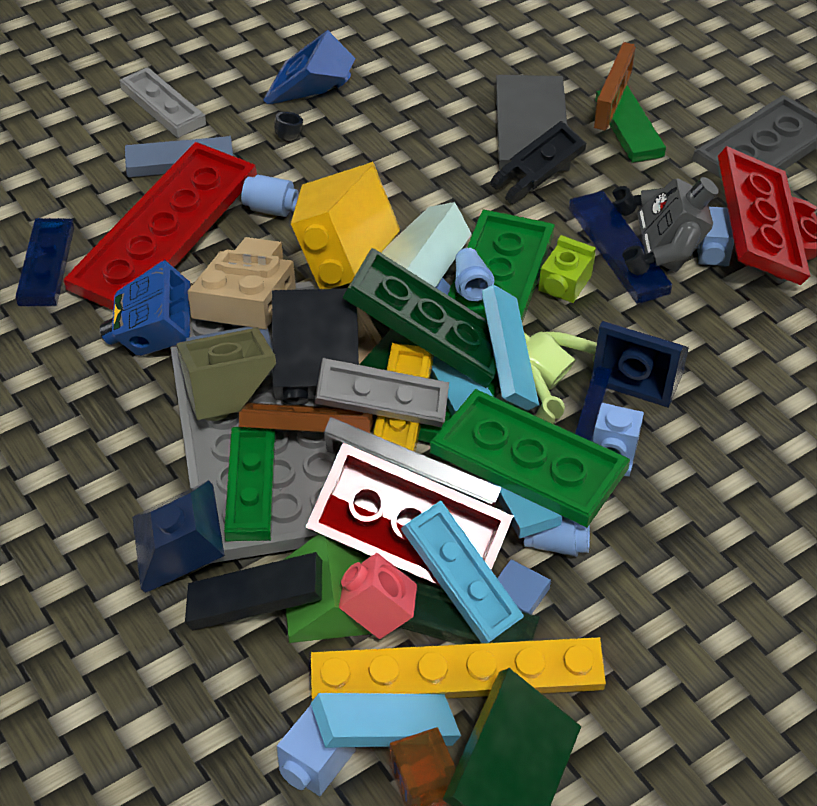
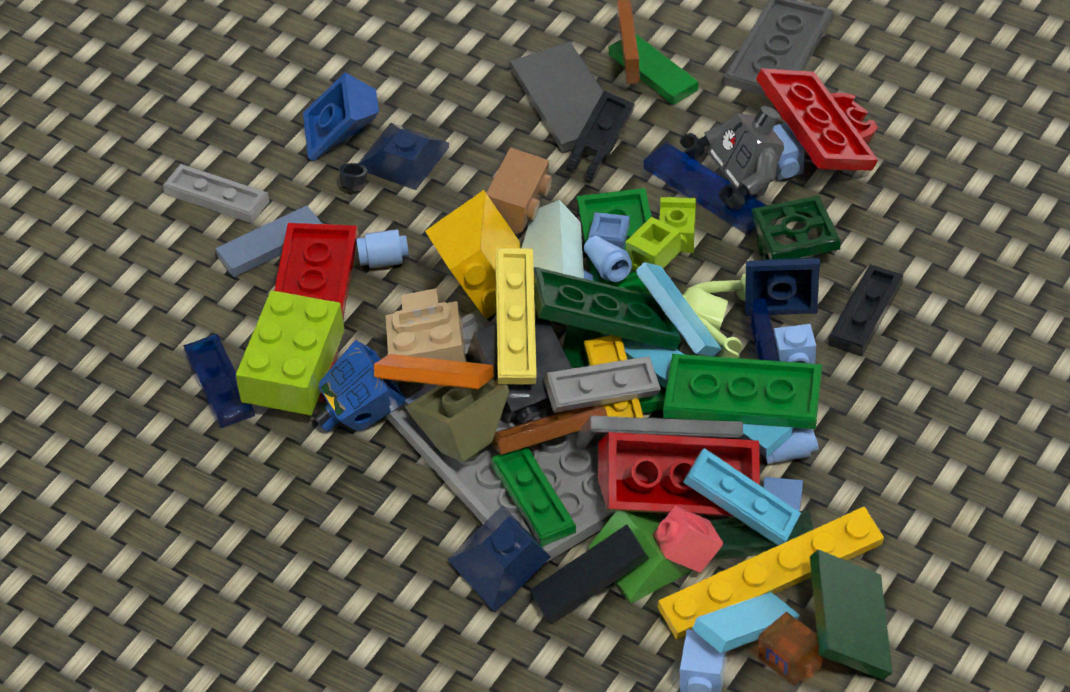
camera: 20 degrees left, 0 degrees up
(106, 252) = (290, 352): none -> lime brick
(215, 316) = (433, 371): none -> orange tile
(320, 289) = (515, 316): none -> light yellow tile
(348, 124) = (403, 156): none -> dark blue slope
(420, 178) = (518, 187): none -> medium nougat slope
(495, 249) = (610, 228): none -> medium blue tile
(525, 275) = (653, 244): none -> lime brick
(686, 293) = (793, 211): none -> dark green piece
(721, 423) = (865, 310): none -> black tile

